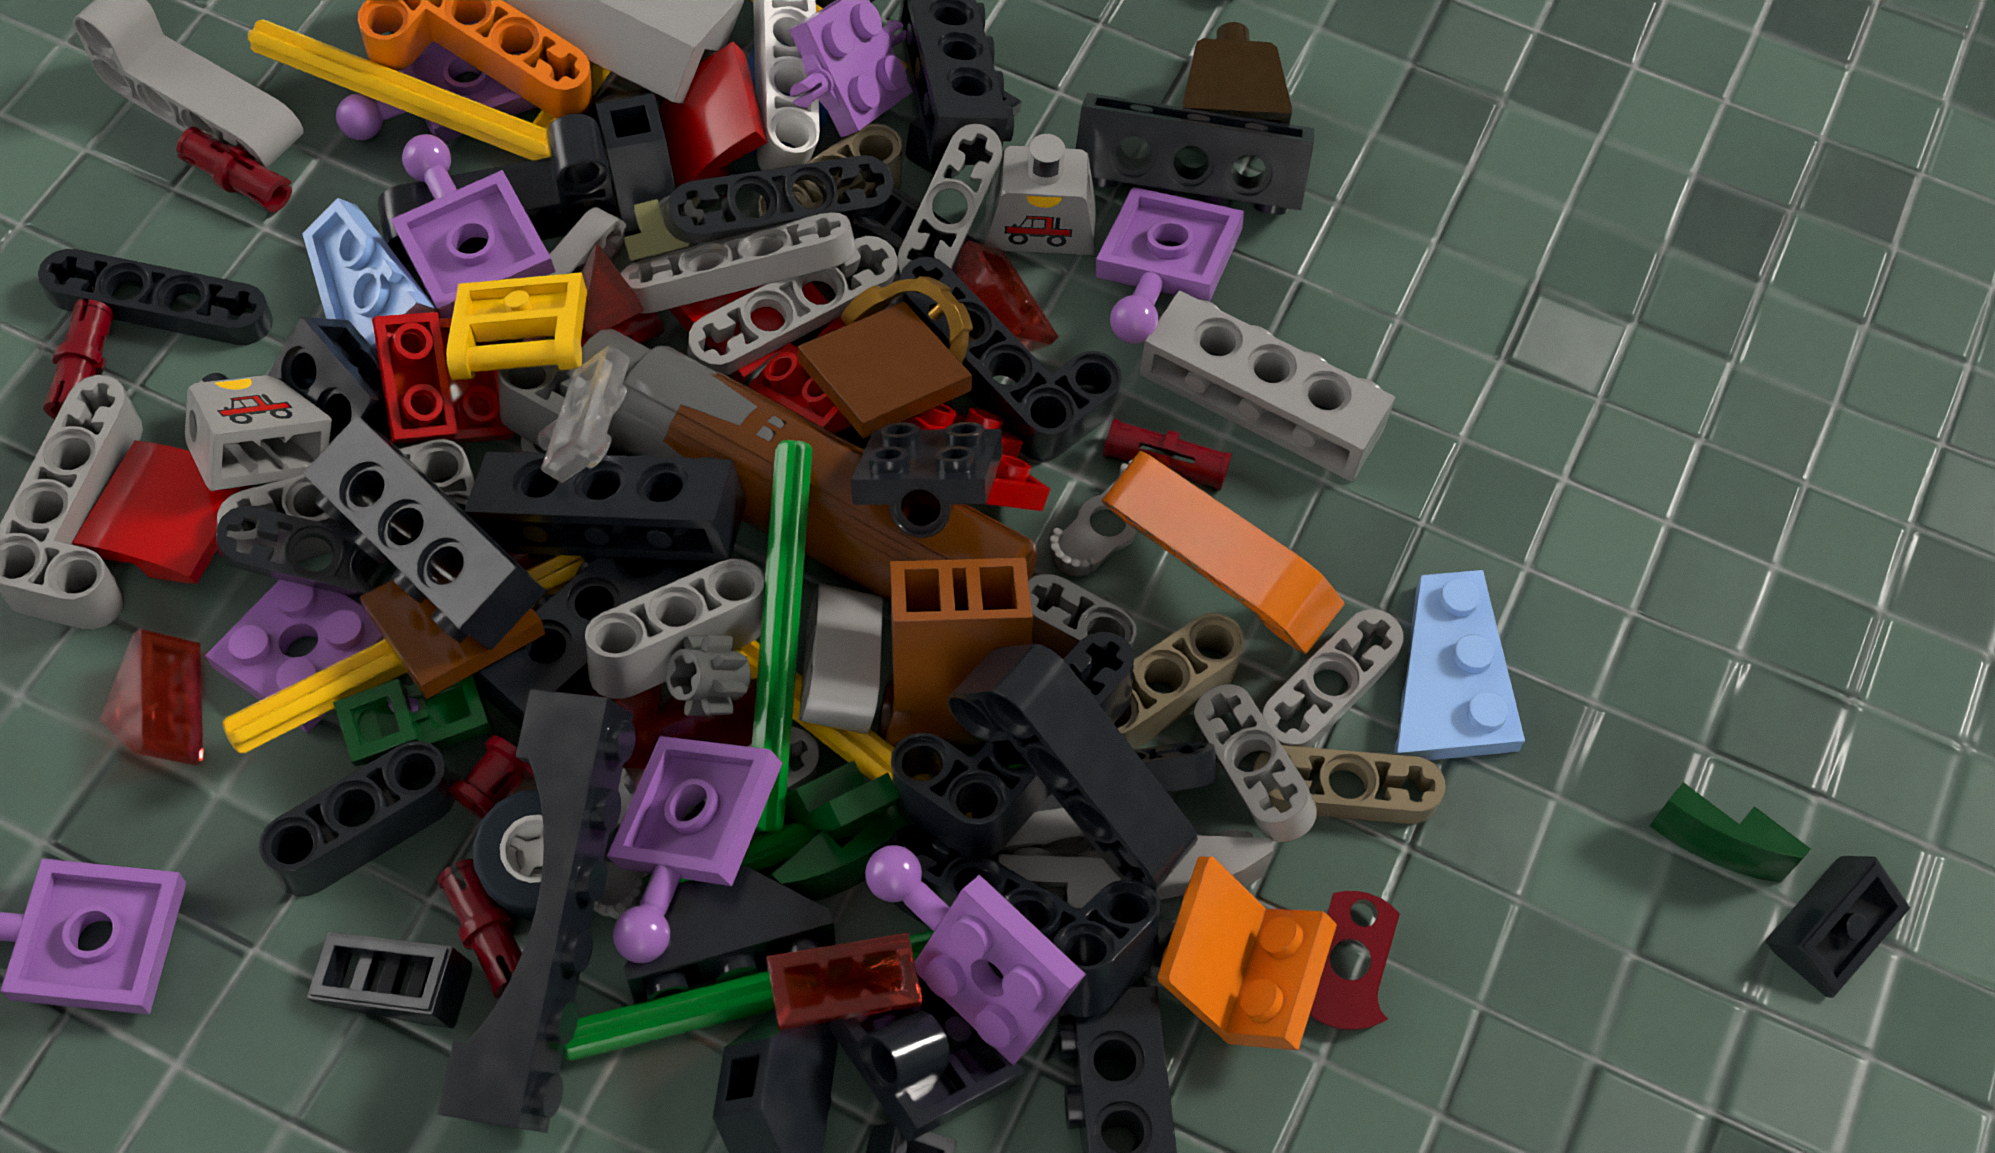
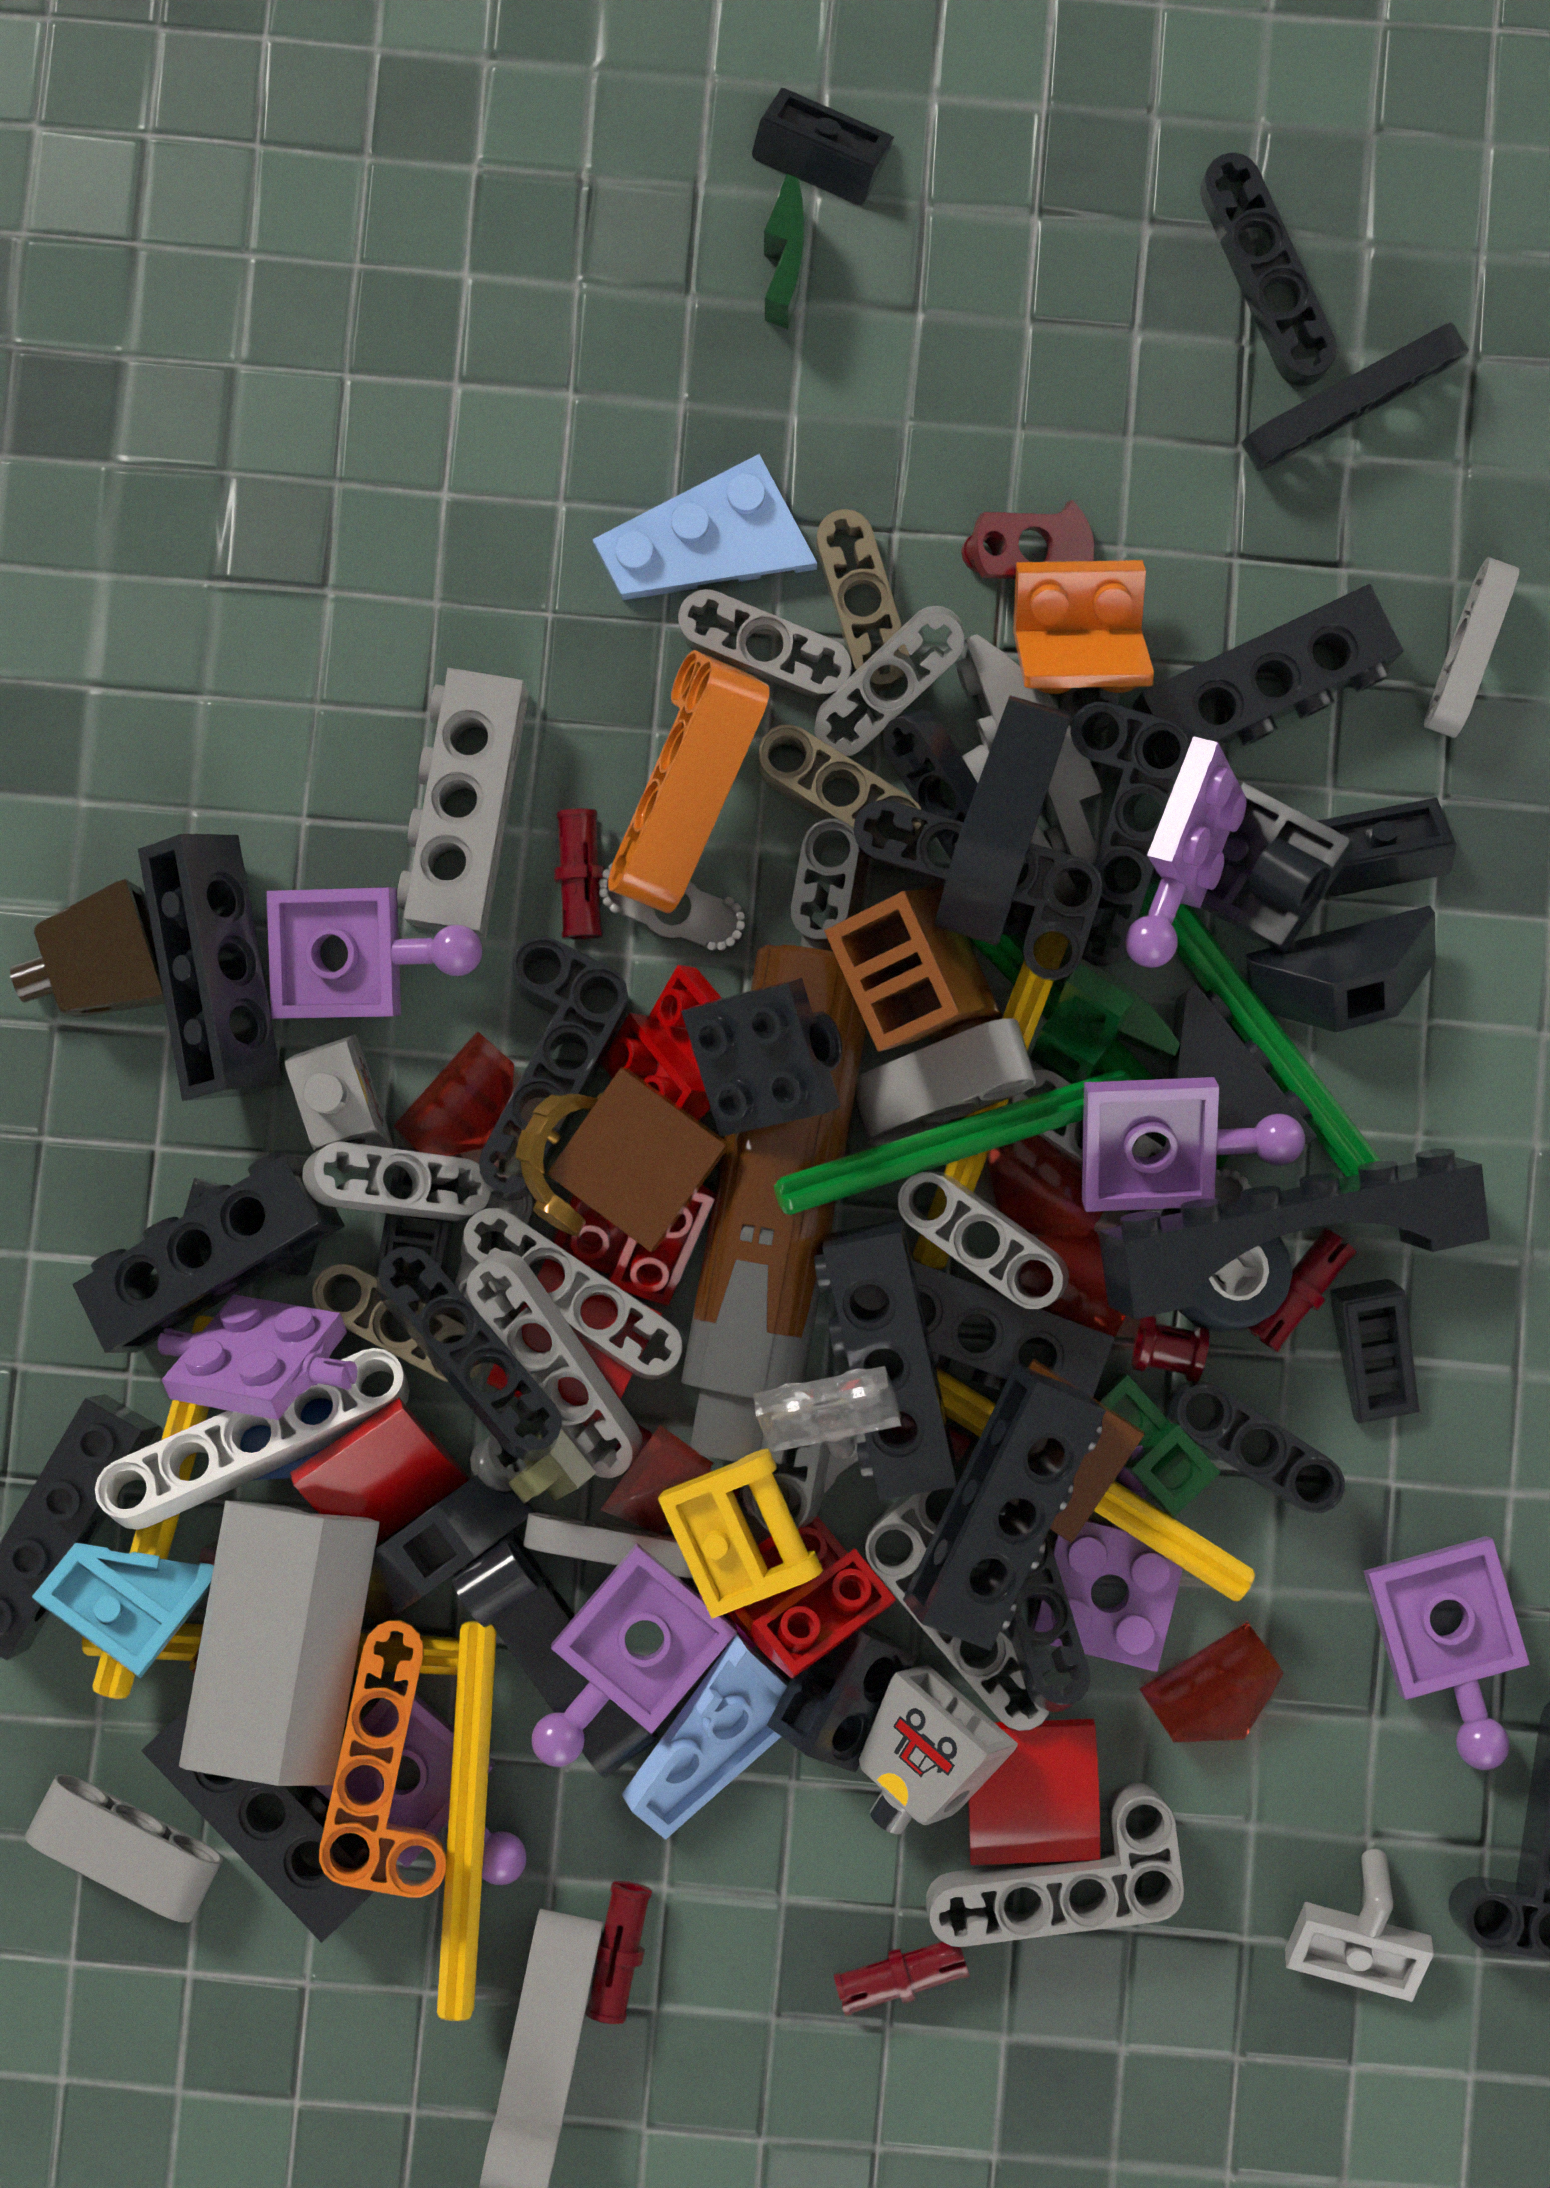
camera: 110 degrees left, 25 degrees up
(159, 289) = (801, 1944): black beam -> none
(708, 675) = (1025, 1185): dark grey gear -> none
(843, 981) = (1257, 947): clear red slope -> none

